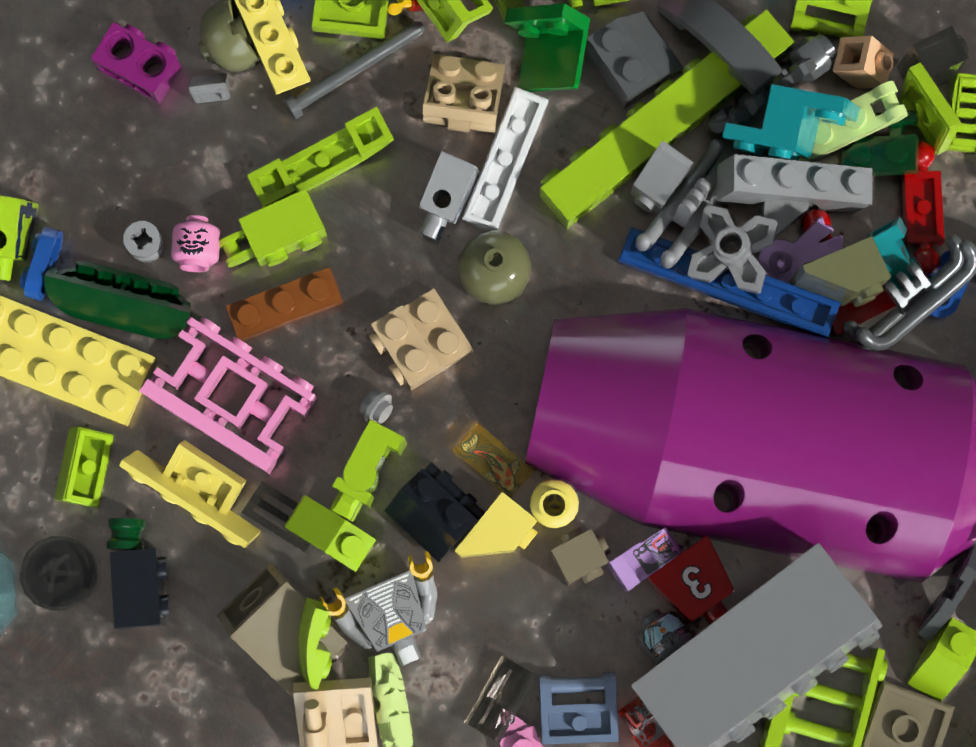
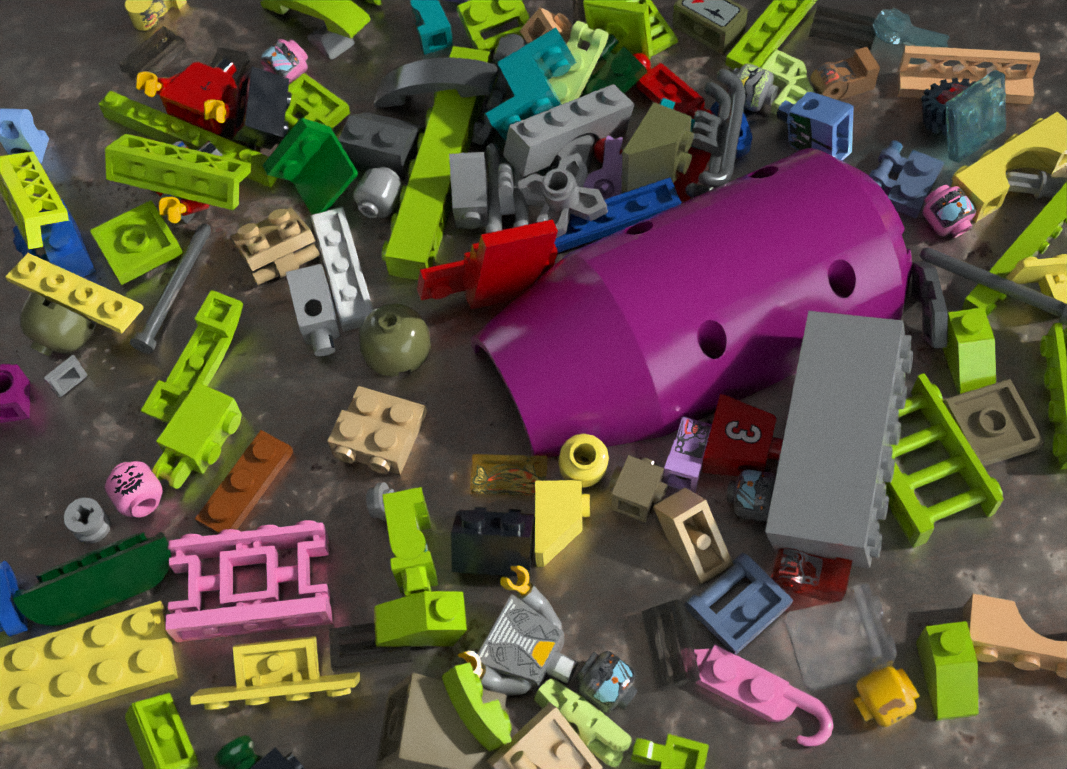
camera: 30 degrees left, 20 degrees down
(430, 688) = (606, 681): none -> head
(586, 112) = (378, 192): none -> light grey head
(590, 628) = (694, 534): none -> tan slope
(618, 282) = (496, 267): none -> red slope

